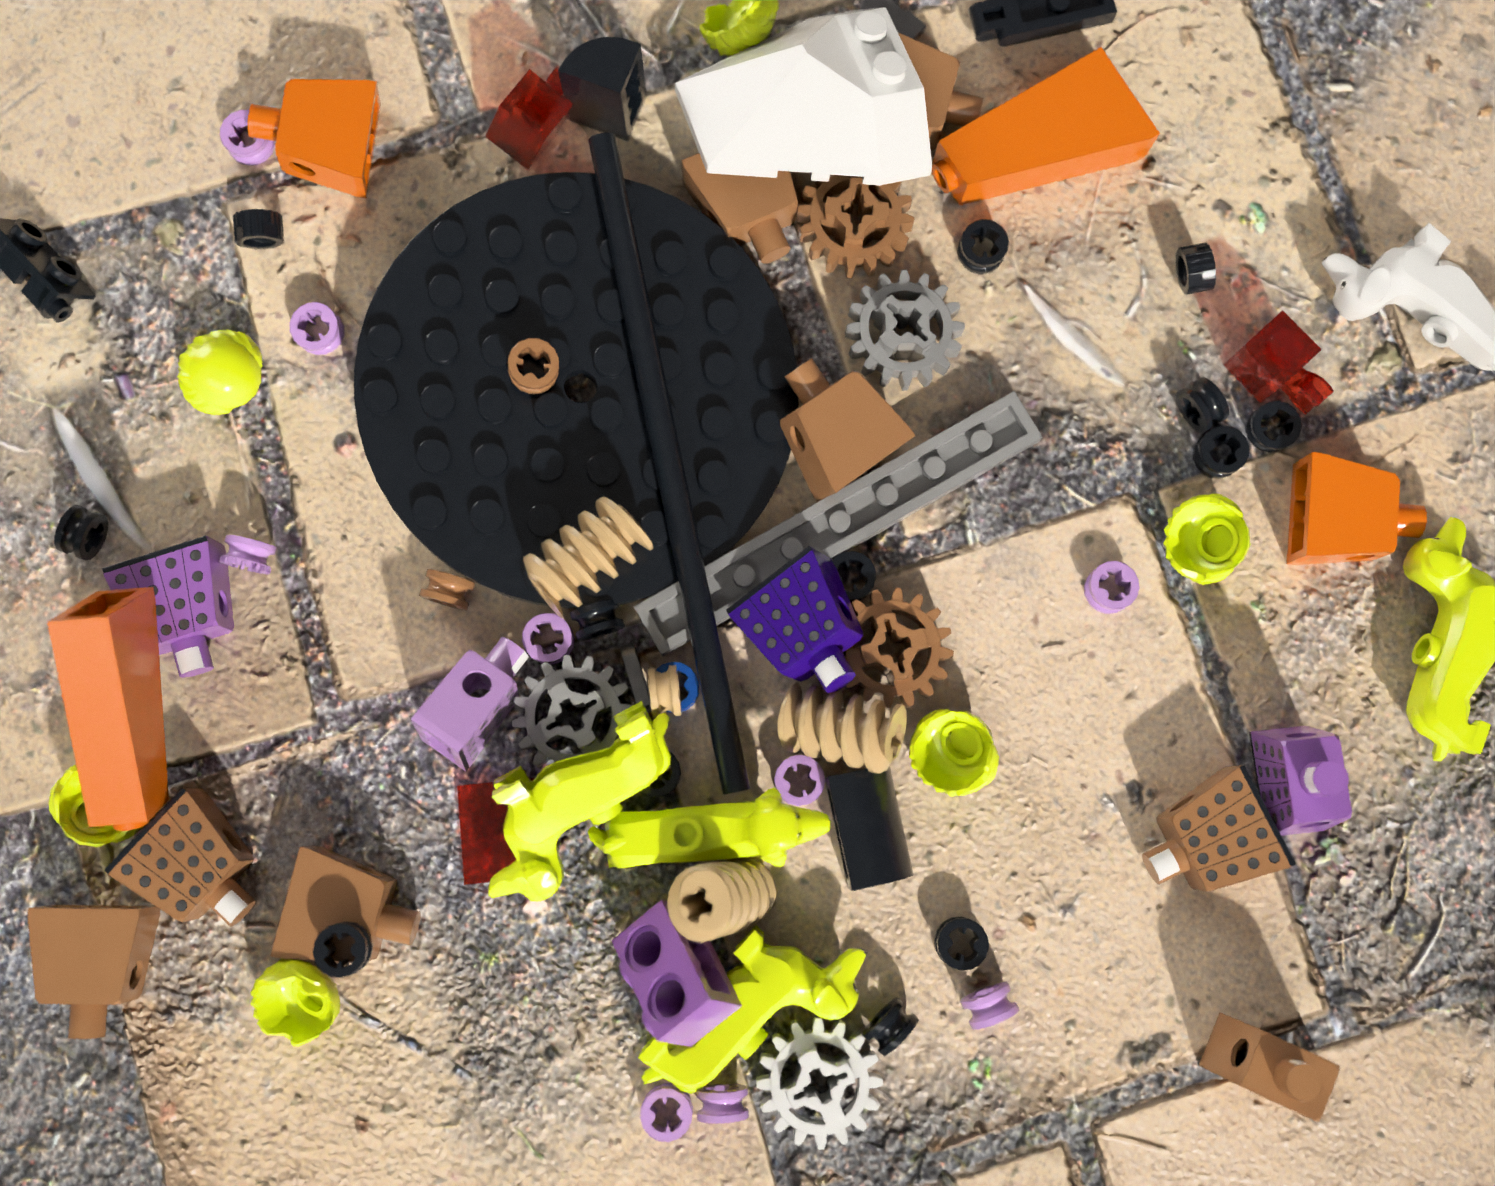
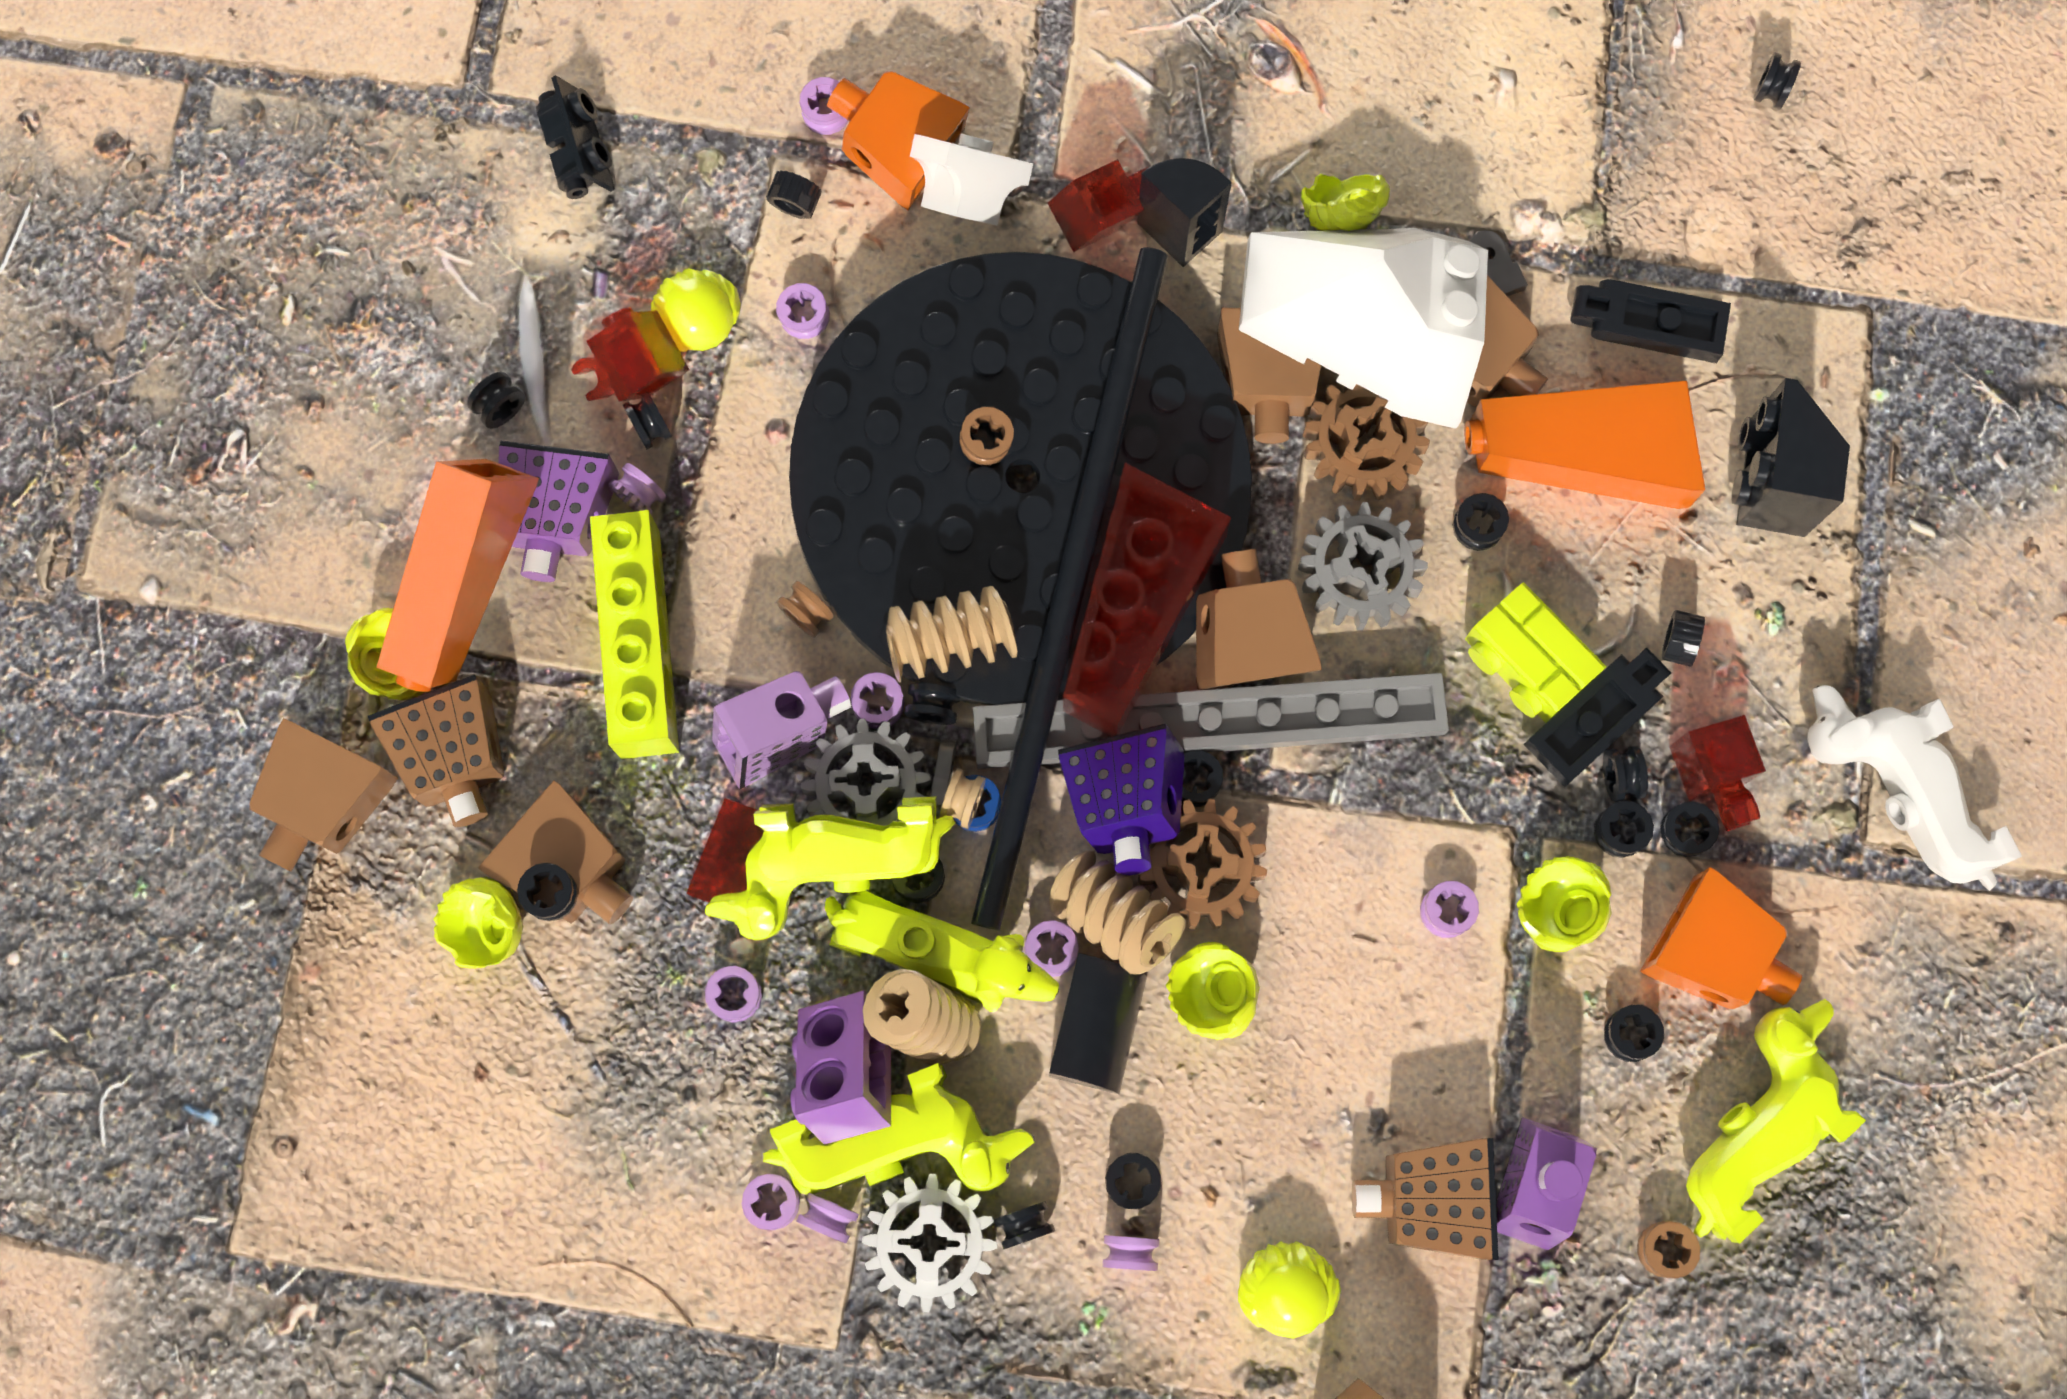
camera: 30 degrees right, 5 degrees down
(184, 438) = (631, 356): none -> clear red brick
(225, 488) = (647, 420): none -> black bush
(307, 682) = (634, 635): none -> neon yellow brick
(404, 144) = (967, 177): none -> white brick
(530, 956) = (714, 993): none -> lavender bush
(732, 435) = (1144, 582): none -> clear red wedge
(1081, 339) = (1532, 654): none -> neon yellow brick
(1132, 970) = (1288, 1289): none -> neon yellow hair
(1157, 366) = (1598, 715): none -> black hinge
(1219, 78) = (1791, 464): none -> black slope
(1309, 635) = (1625, 1049): none -> black bush
(1438, 783) = (1683, 1239): none -> medium nougat bush

